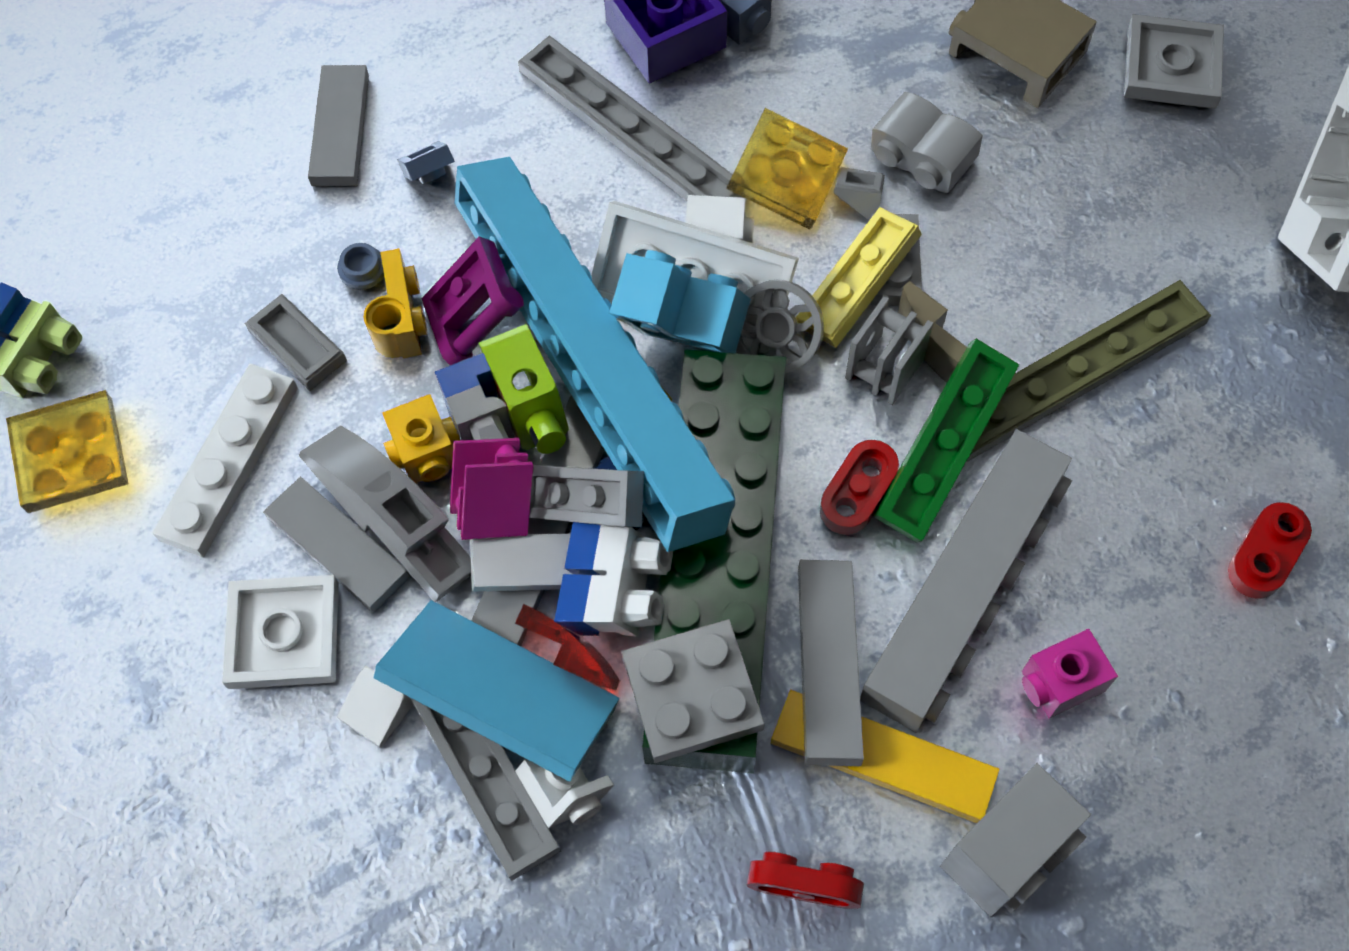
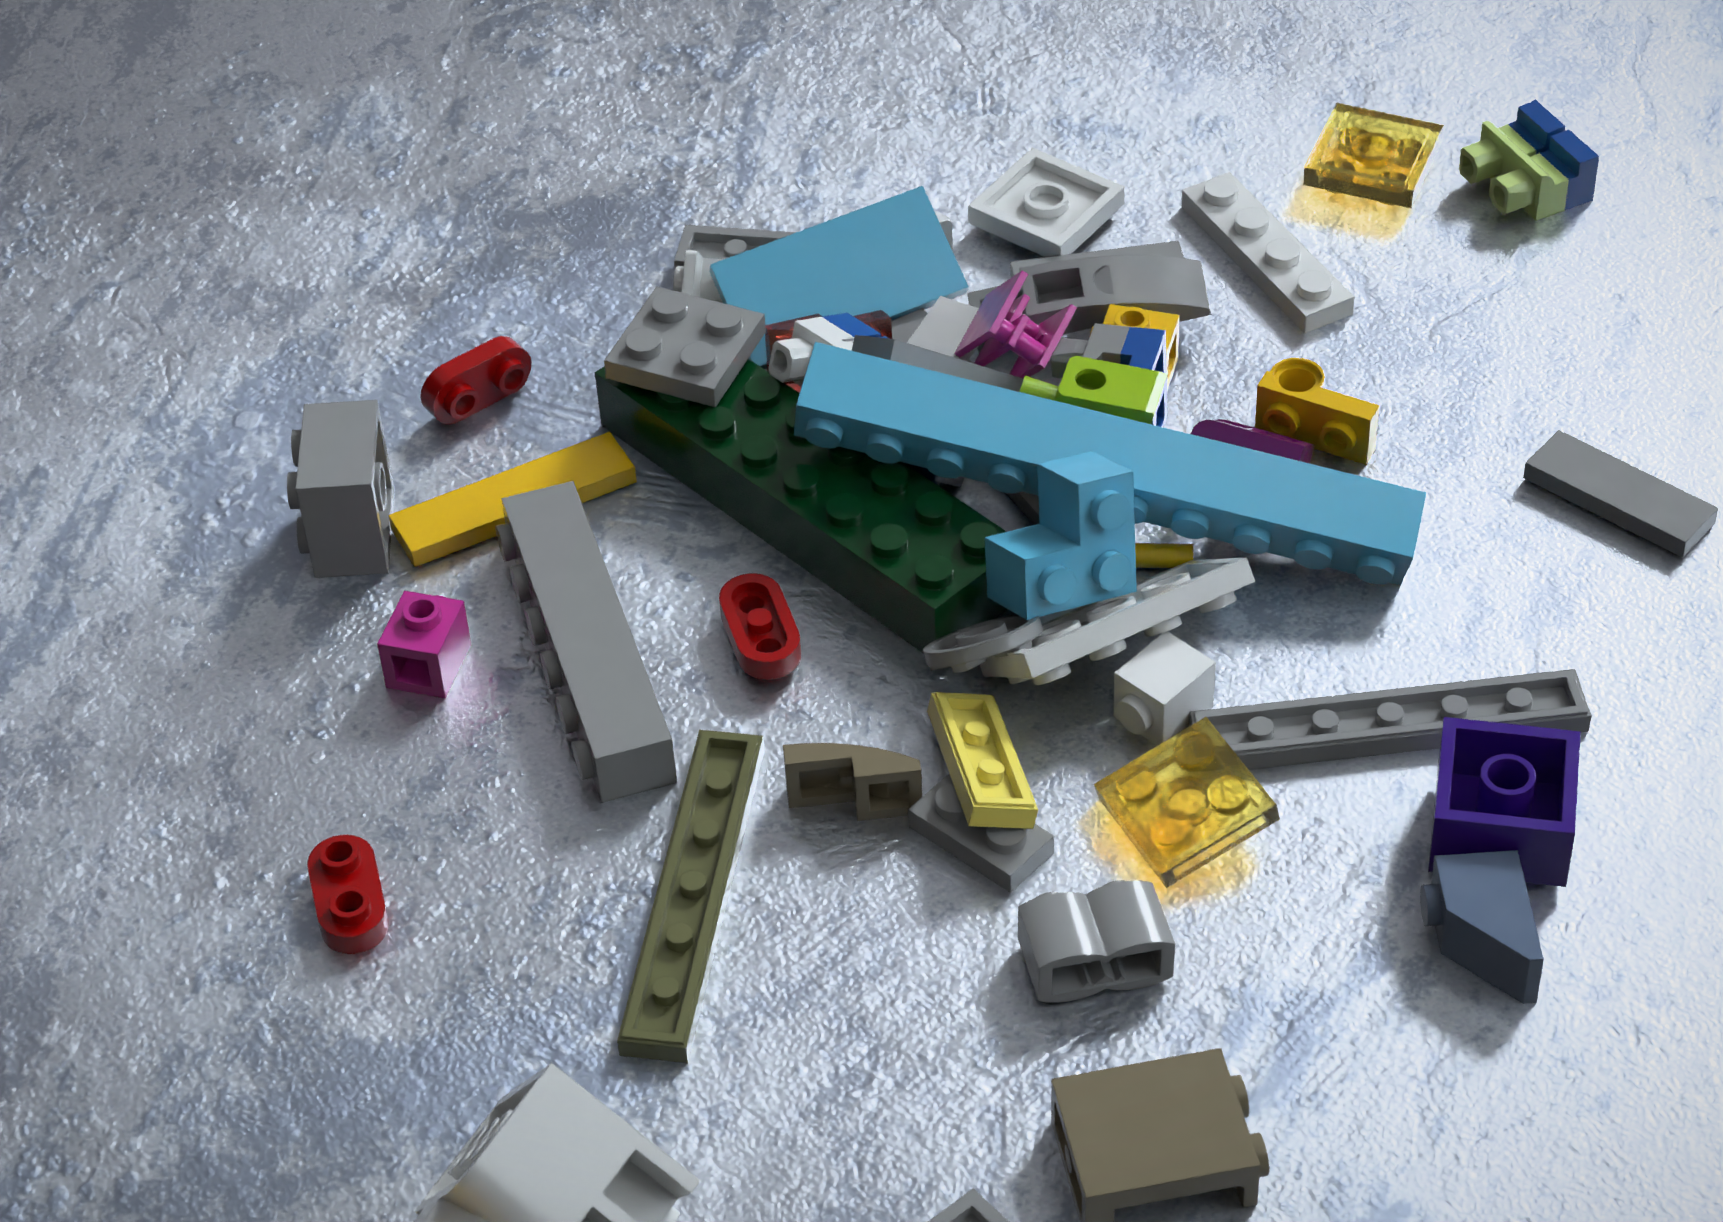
camera: 130 degrees right, 20 degrees down
(296, 342) = (1358, 344): light grey tile -> none
(360, 266) = (1402, 420): sand blue plate -> none
(426, 162) = (1490, 519): sand blue plate -> none
(829, 664) = (629, 500): light grey tile -> none
(860, 189) = (1100, 855): light grey slope -> none
(868, 336) = (862, 716): light grey piece -> none
(946, 440) = (726, 697): green plate -> none

